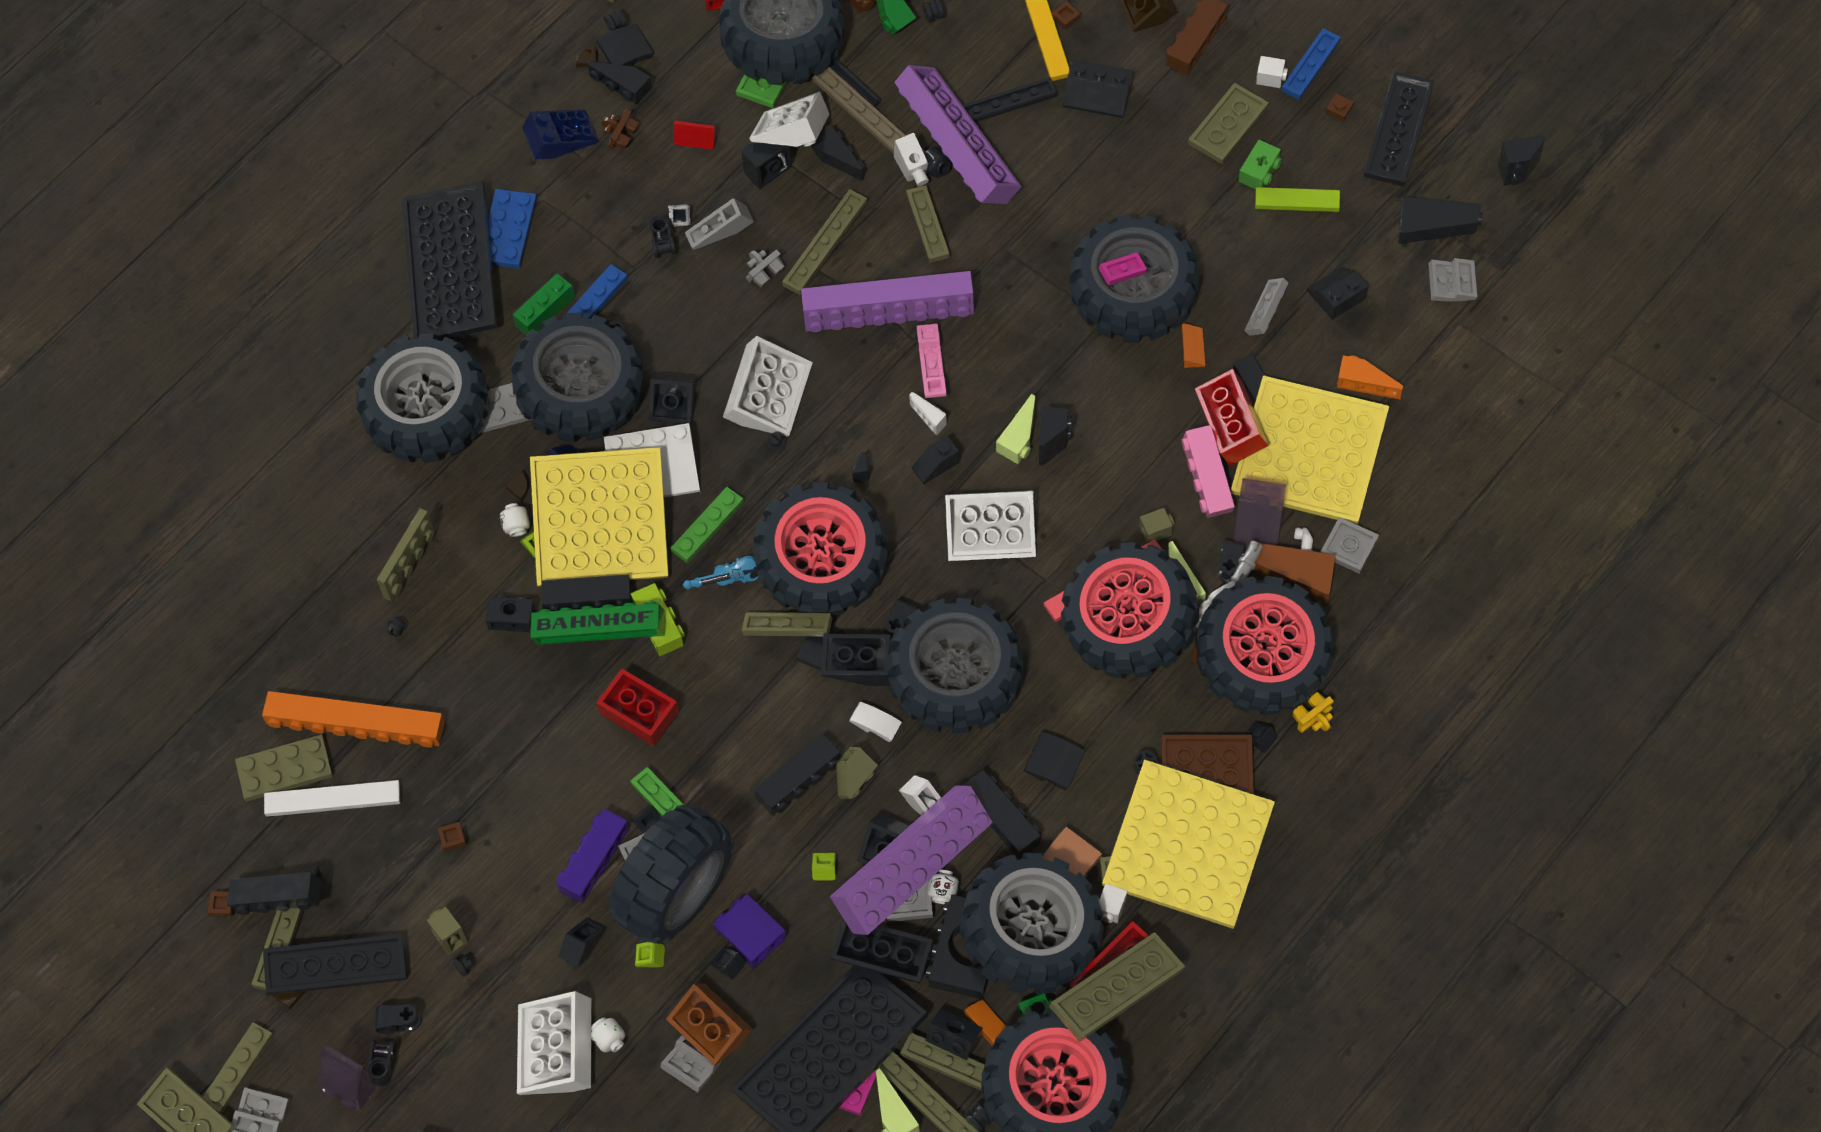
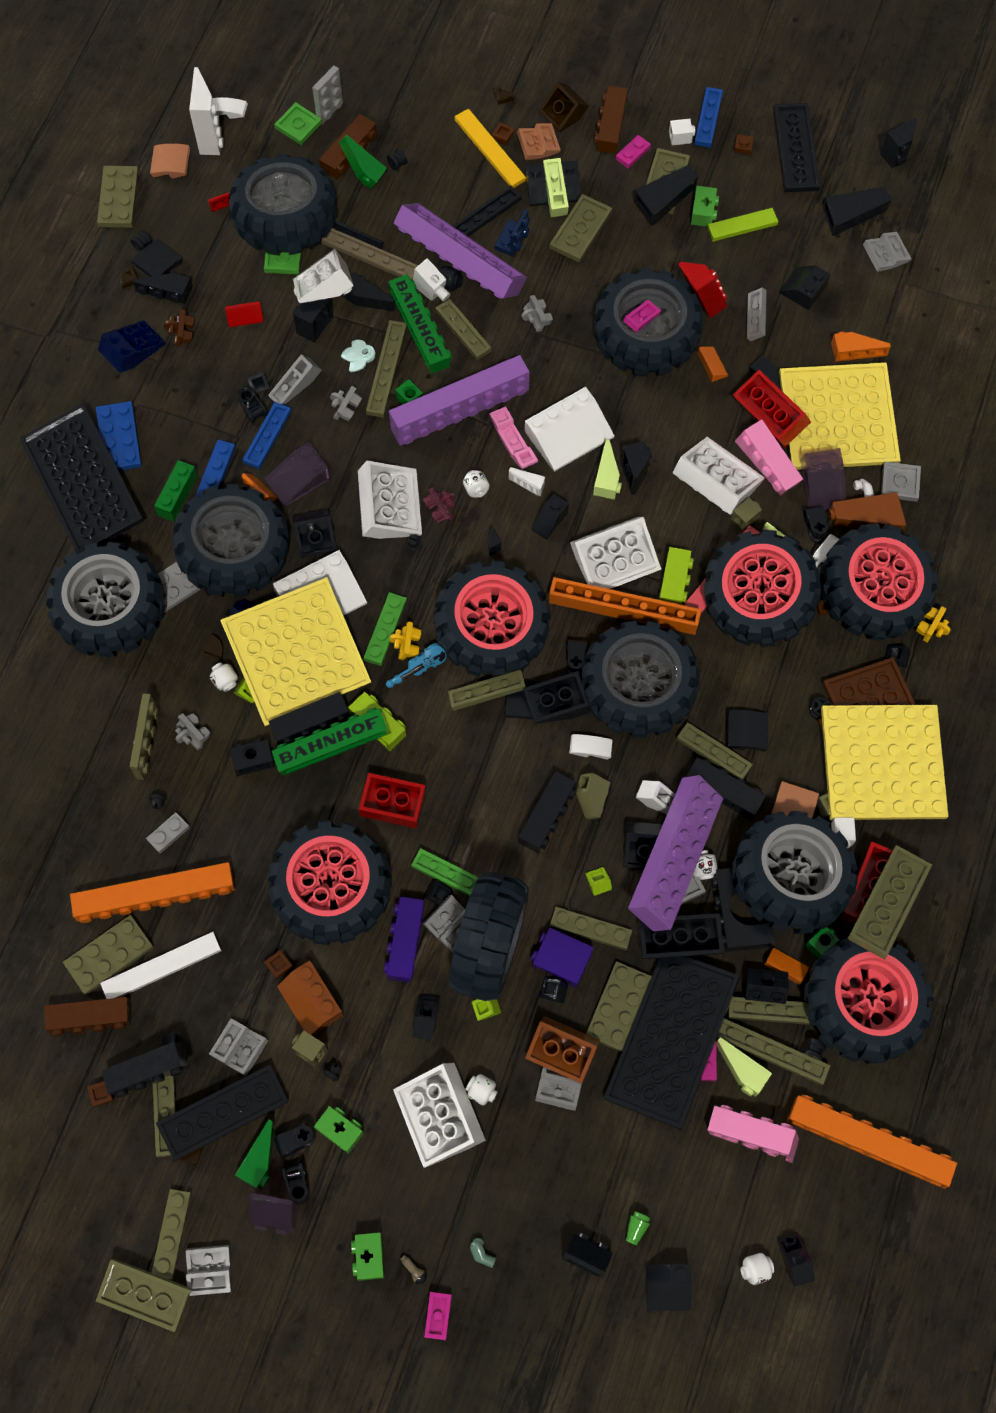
camera: 25 degrees left, 5 degrees up
(239, 821) = (87, 1015): none -> reddish brown brick
(350, 1026) = (258, 1161): none -> green slope
(378, 906) = (238, 1047): none -> light grey slope
(393, 664) = (167, 833): none -> light grey piece
(449, 1036) = (327, 1126): none -> bright green brick
(453, 566) = (188, 733): none -> light grey hips
(470, 882) = (309, 999): none -> dark orange slope
(529, 731) = (356, 909): none -> wheel
(634, 330) = (253, 482): none -> orange slope
(665, 276) = (267, 435): none -> blue plate
(681, 329) = (298, 474): none -> clear purple slope
(729, 537) = (404, 639): none -> yellow hips
(788, 1001) = (619, 1006): none -> olive plate
(794, 912) = (591, 928): none -> olive plate
(801, 217) = (357, 356): none -> light aqua plate
(824, 406) = (442, 511): none -> clear pink hips
(835, 272) = (407, 389): none -> green brick
(869, 398) = (476, 483): none -> white head
(880, 203) = (419, 323): none -> green brick
(974, 582) = (624, 605): none -> orange brick
(997, 370) = (568, 429): none -> white slope
(1007, 771) = (714, 751): none -> olive plate
(1012, 230) = (534, 313): none -> light grey hips
(1028, 135) = (513, 234): none -> dark blue bracket
(1046, 570) = (676, 576): none -> lime brick
(1094, 95) = (555, 187): none -> yellowish green slope
(1103, 36) = (538, 141): none -> nougat slope
(1108, 149) = (580, 228): none -> olive plate
(1143, 471) = (717, 475): none -> white slope
(1207, 78) = (633, 151): none -> dark pink plate
(1209, 259) = (705, 286): none -> red slope
(1219, 137) = (665, 193): none -> black slope
(1247, 562) = (833, 520): light grey pin -> none

